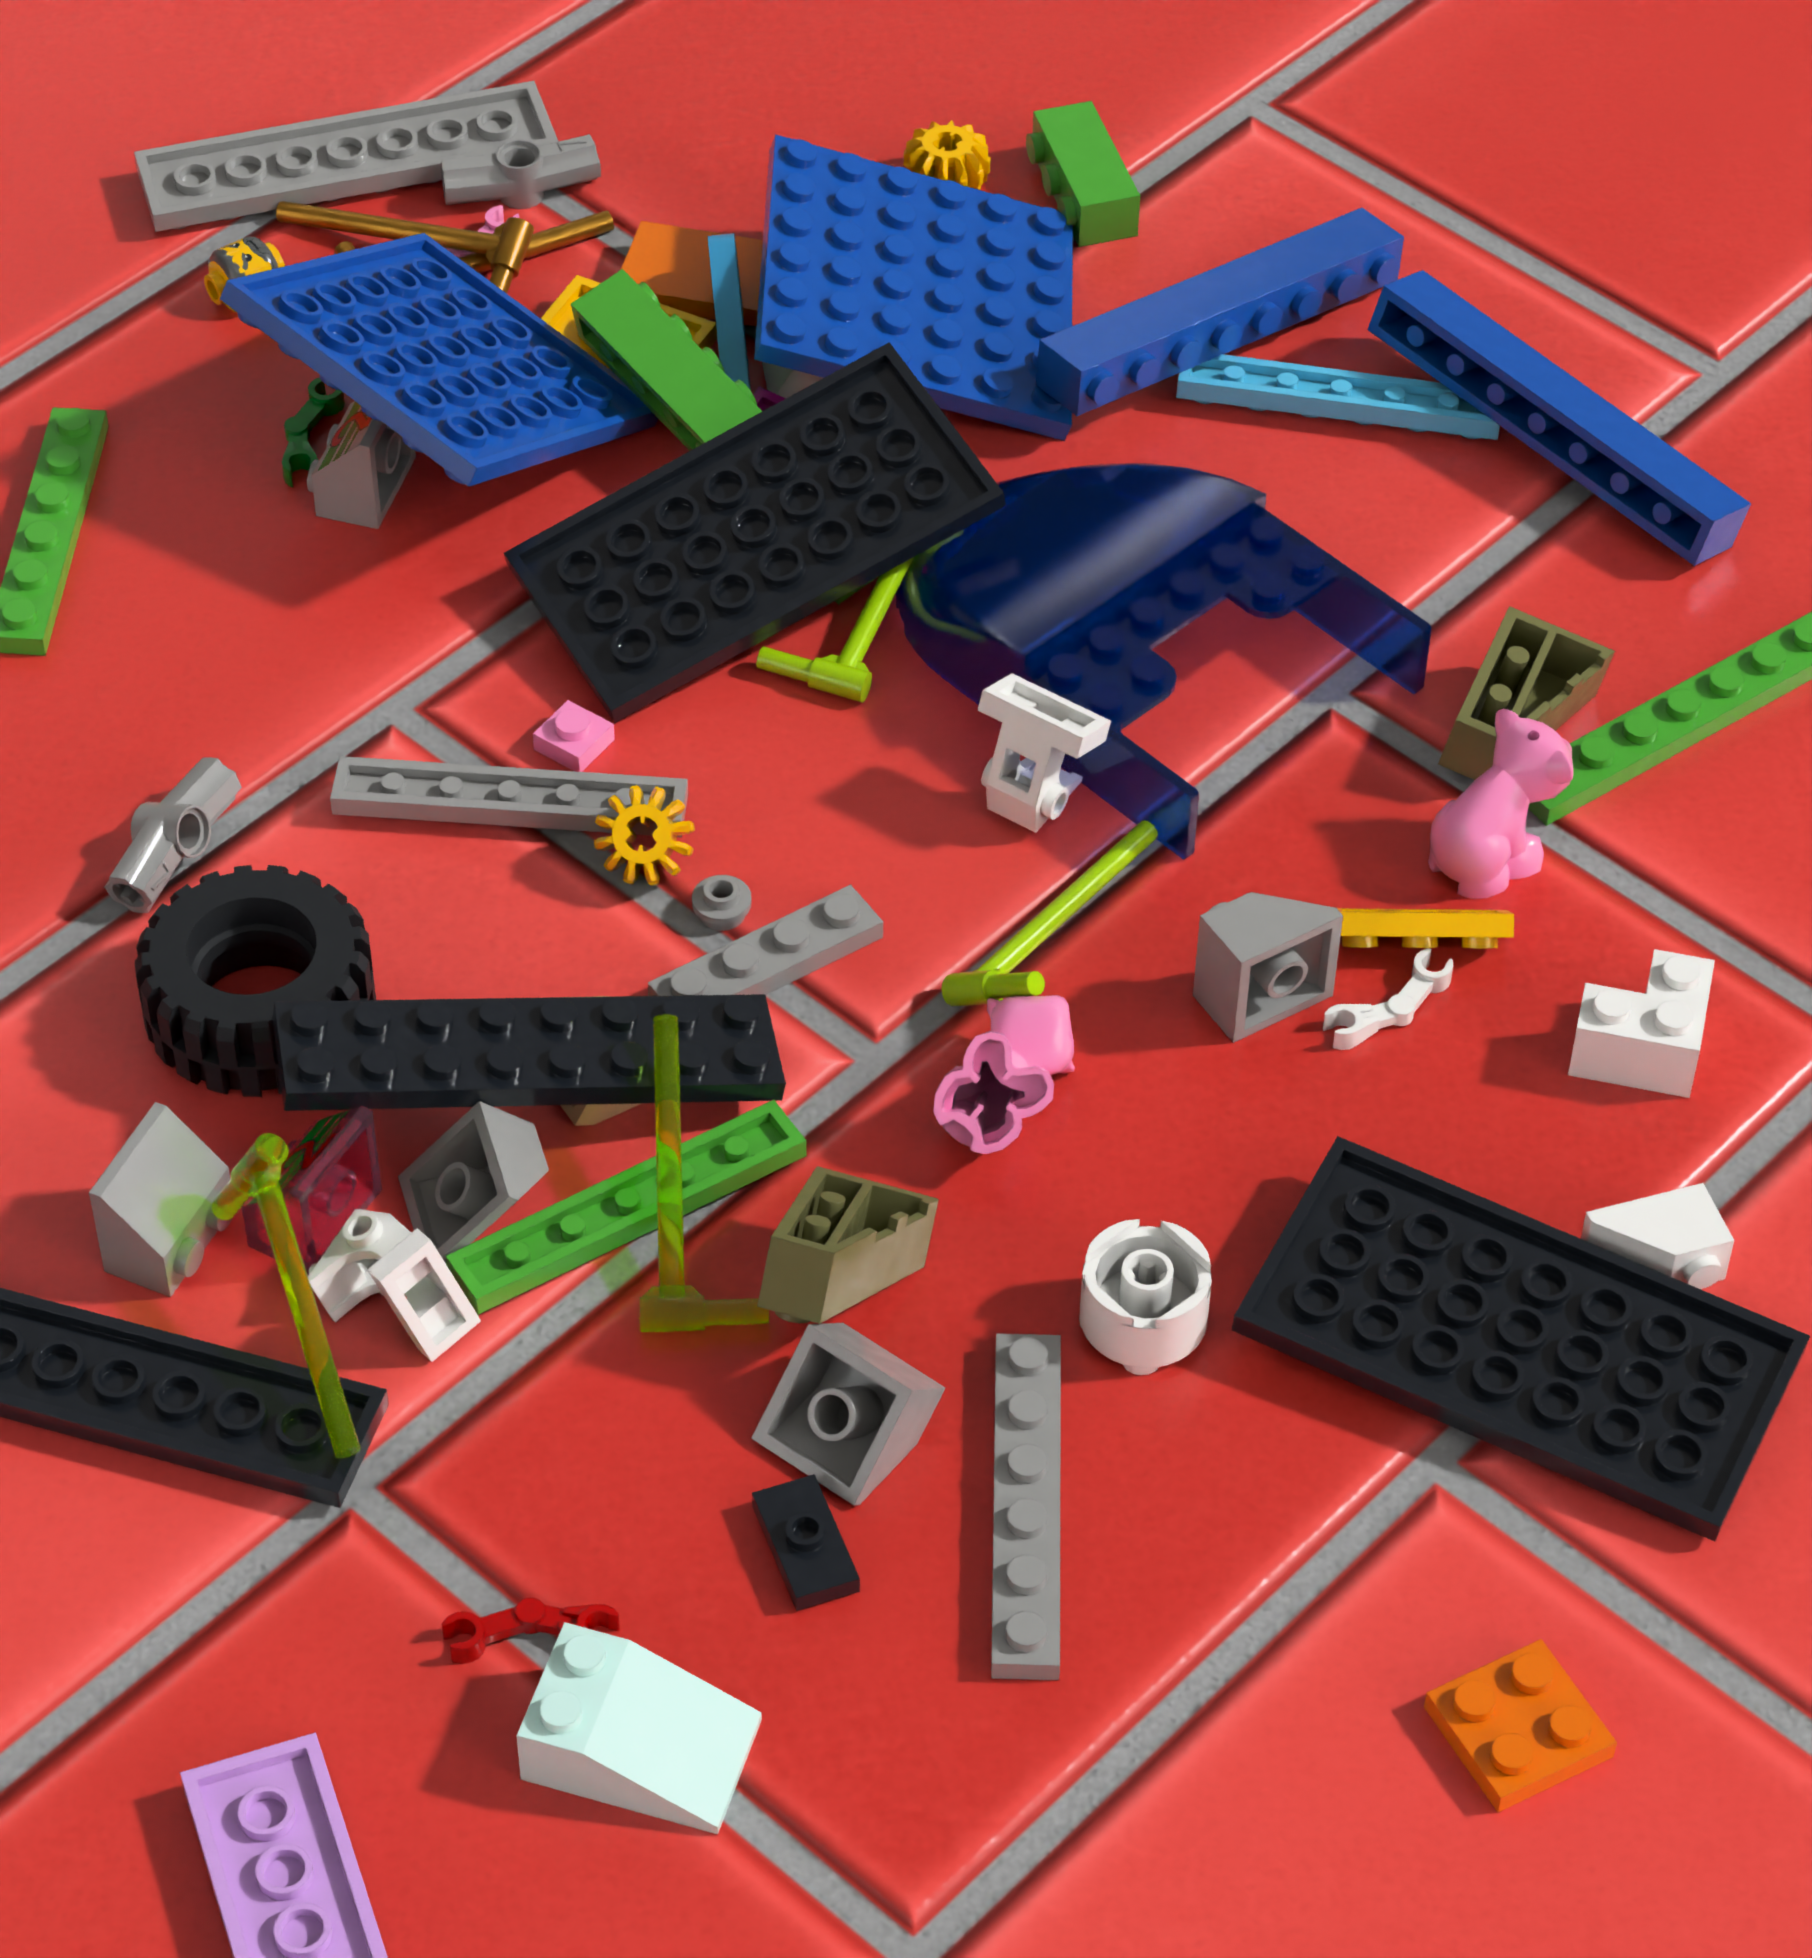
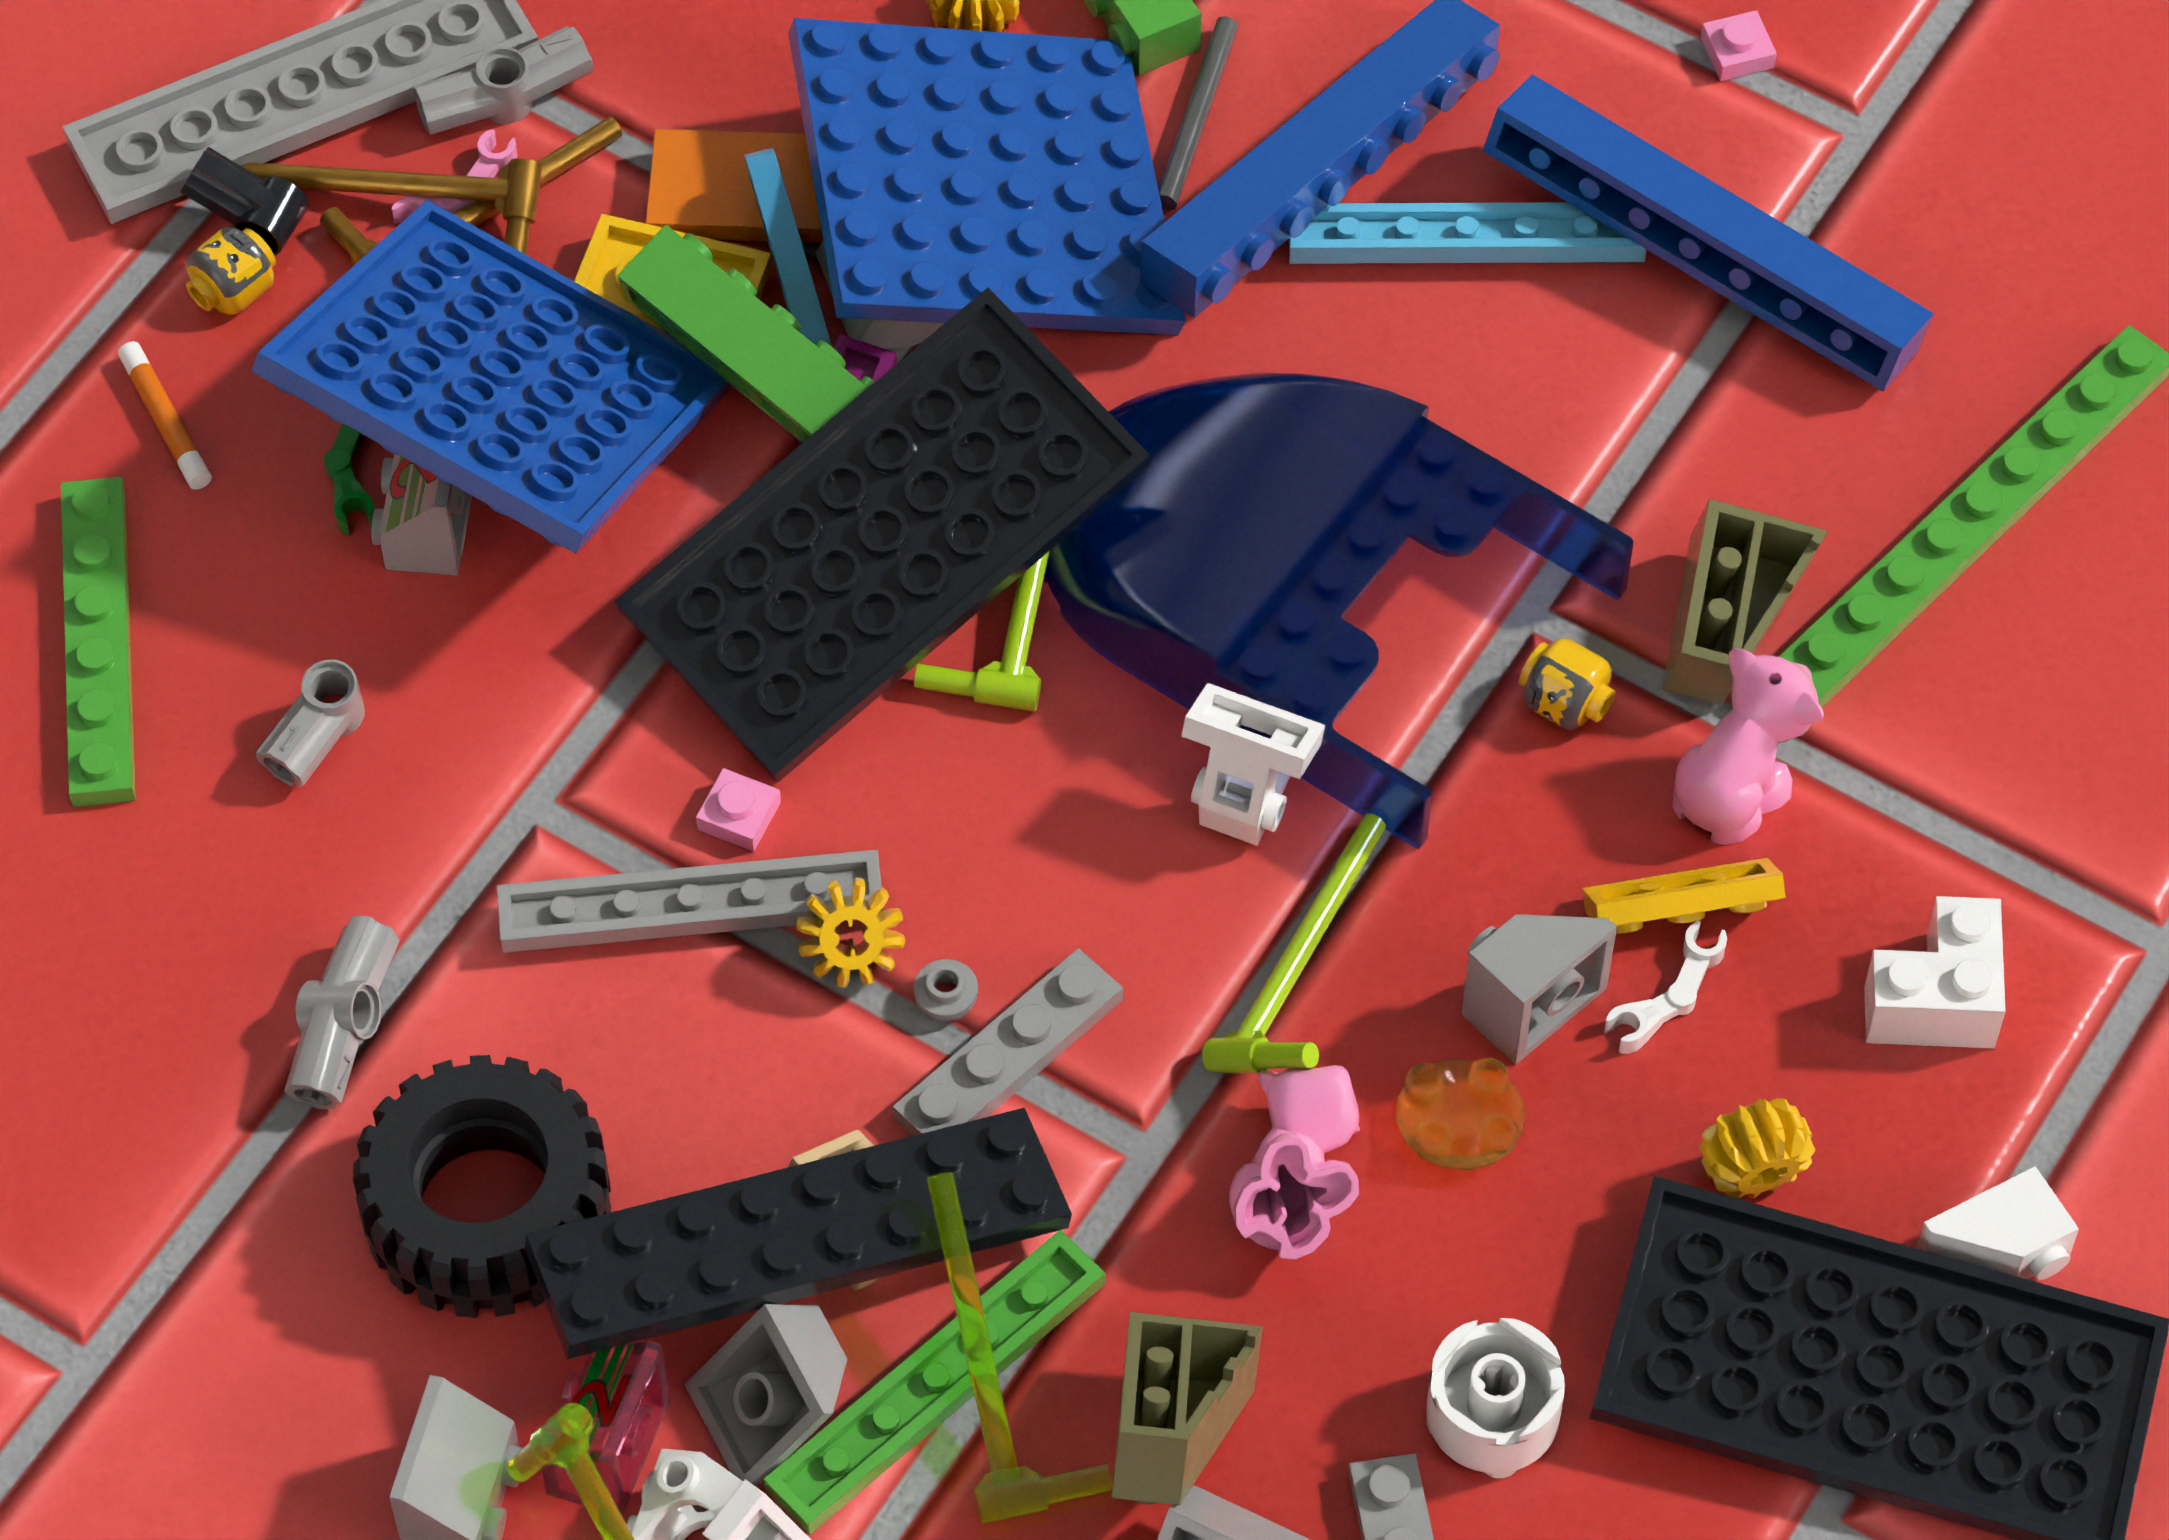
camera: 10 degrees left, 10 degrees up
(158, 374) = (164, 415): none -> orange bar
(227, 606) = (312, 726): none -> light grey piece
(263, 215) = (264, 205): none -> black piece
(1130, 265) = (1196, 112): none -> dark grey bar
(1171, 1067) = (1460, 1112): none -> clear yellow dish
(1349, 744) = (1567, 683): none -> yellow head
(1441, 1129) = (1756, 1148): none -> yellow gear
(1620, 293) = (1738, 45): none -> bright pink plate

